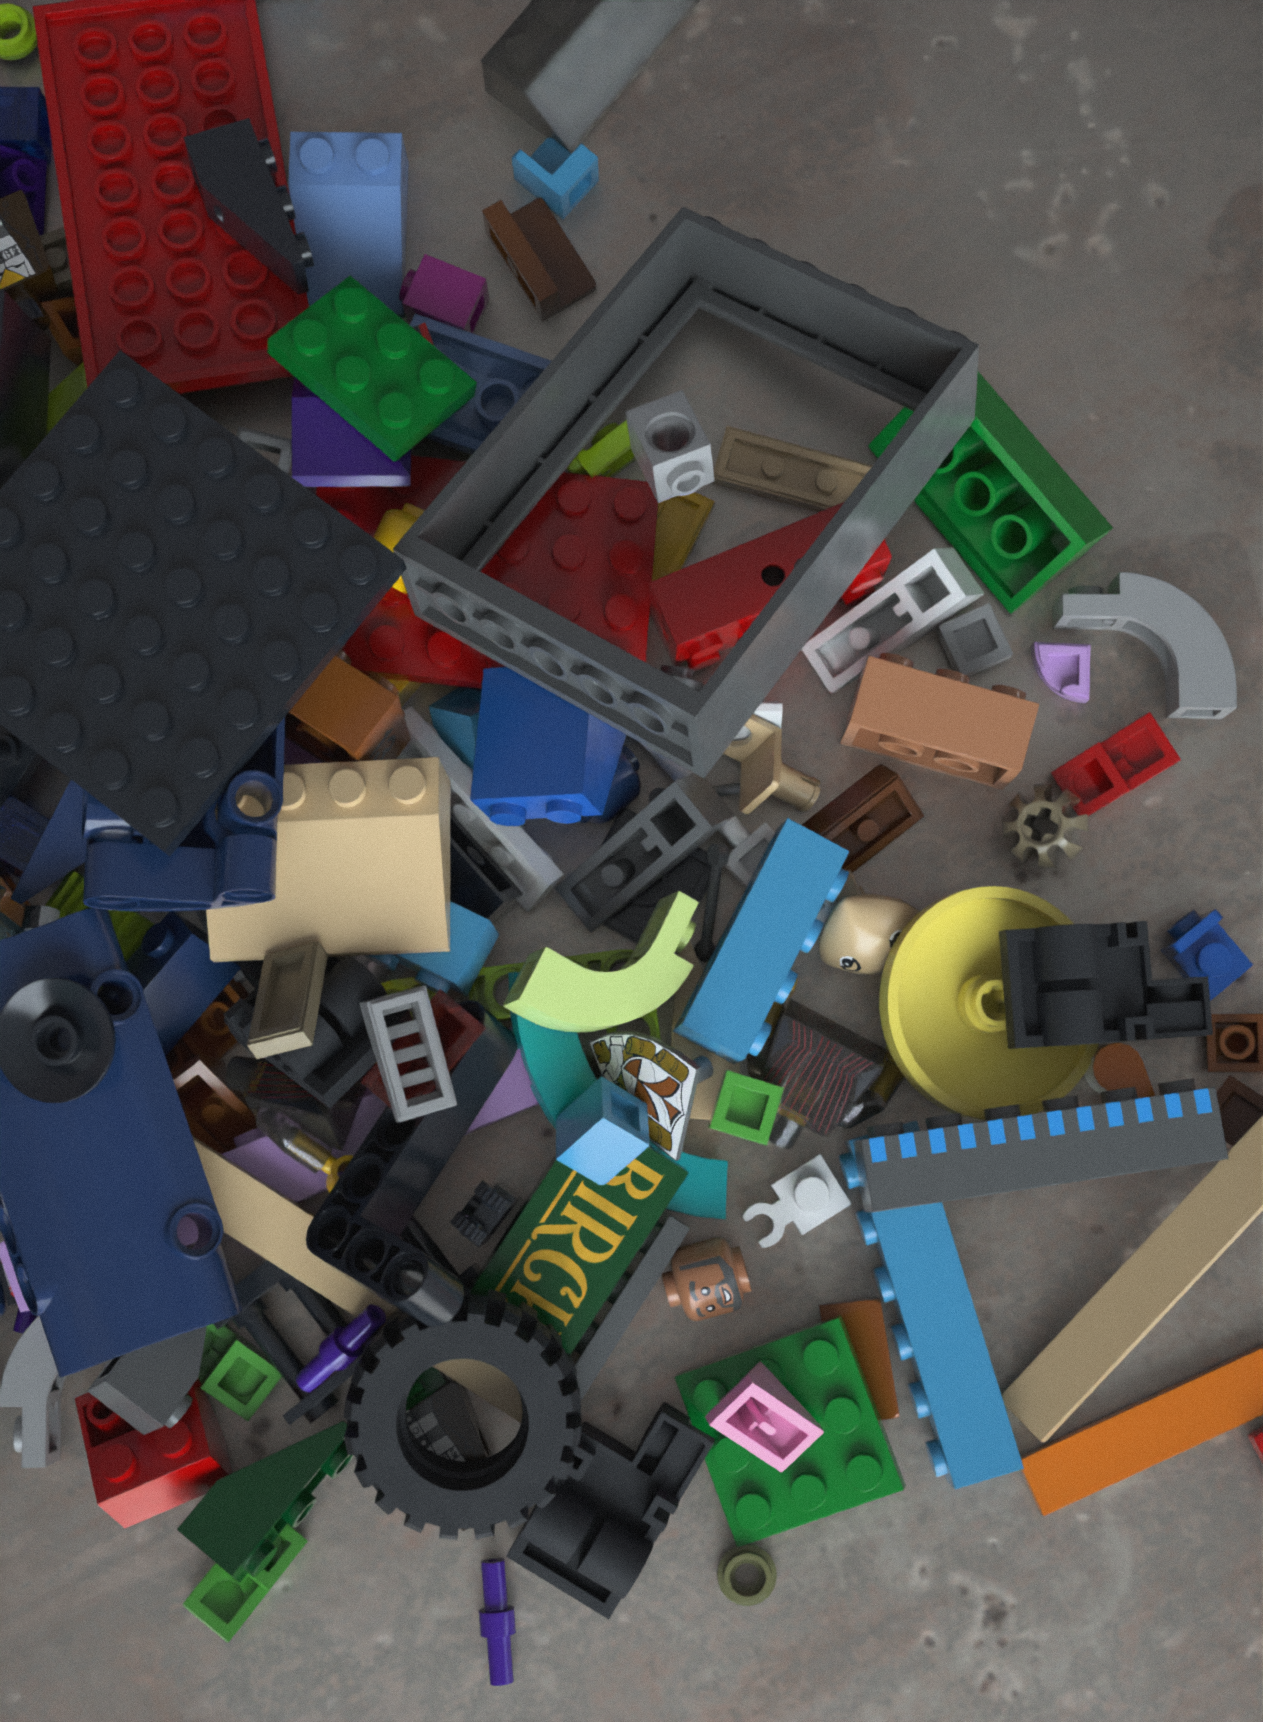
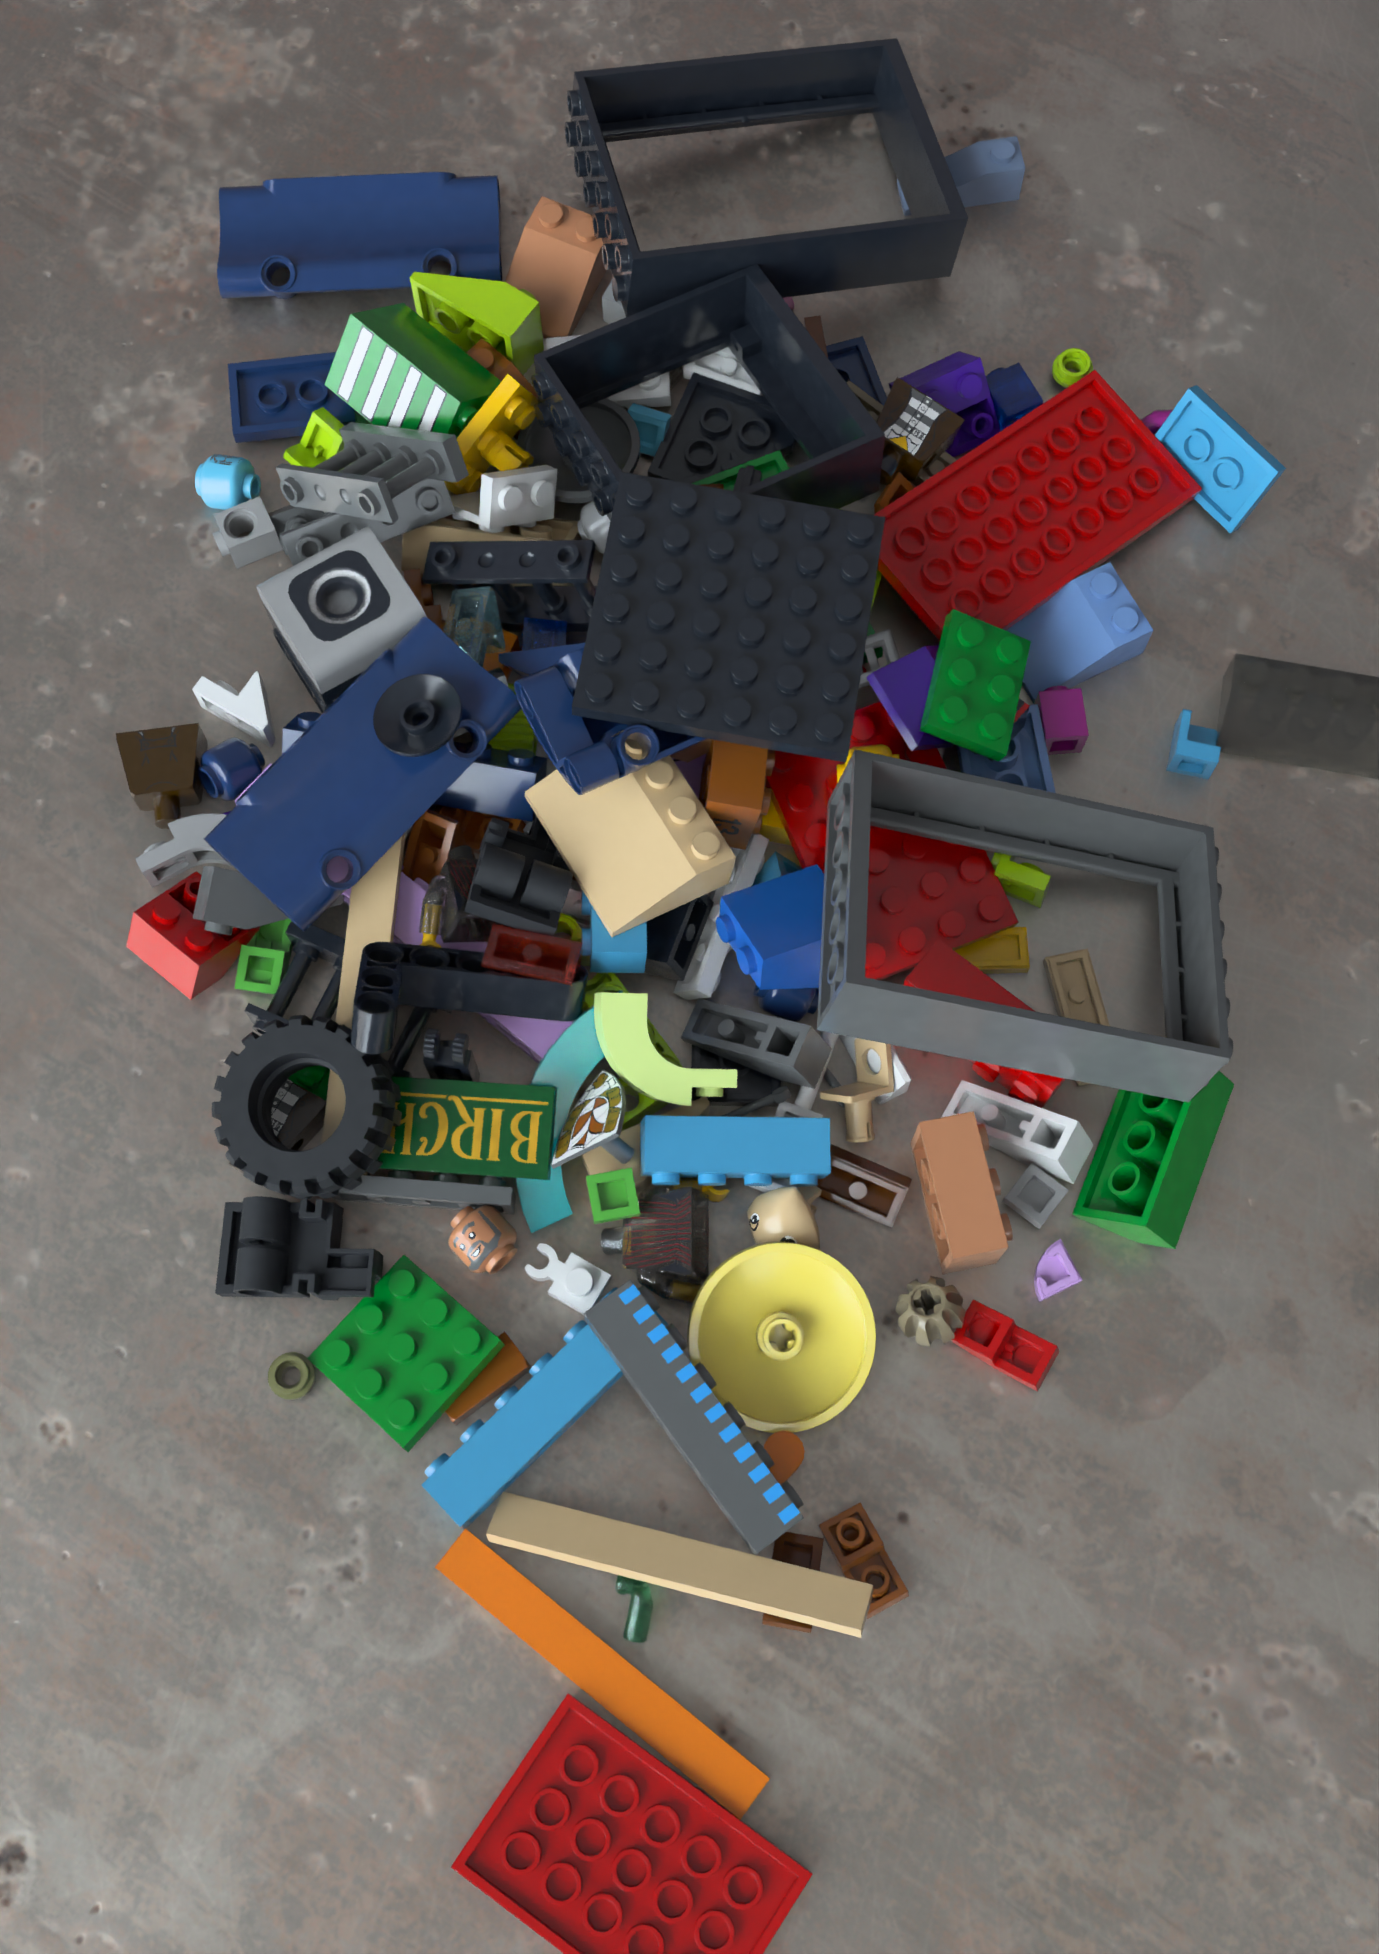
camera: 60 degrees right, 10 degrees down
(226, 1603) = (133, 1040): bright green slope -> none
(242, 199) = (1048, 546): black slope -> none
(254, 1504) = (181, 1017): dark green slope -> none
(287, 1000) = (521, 846): dark tan tile -> none
(340, 1348) = (311, 1009): dark purple bar -> none
(424, 1023) = (557, 916): light grey slope -> none
(497, 1621) = (178, 1221): dark purple bar -> none
(538, 256) = (1129, 765): reddish brown panel -> none
(602, 1131) = (543, 1102): dark azure panel -> none
(670, 446) = (1027, 883): light grey brick -> none
(765, 1419) = (404, 1318): bright pink slope -> none
(1094, 988) = (830, 1397): black plate -> none
(1174, 626) = (1129, 1328): light grey arch -> none
(1203, 1315) = (639, 1608): none -> clear green arm
(1204, 950) = (904, 1479): blue bracket -> none

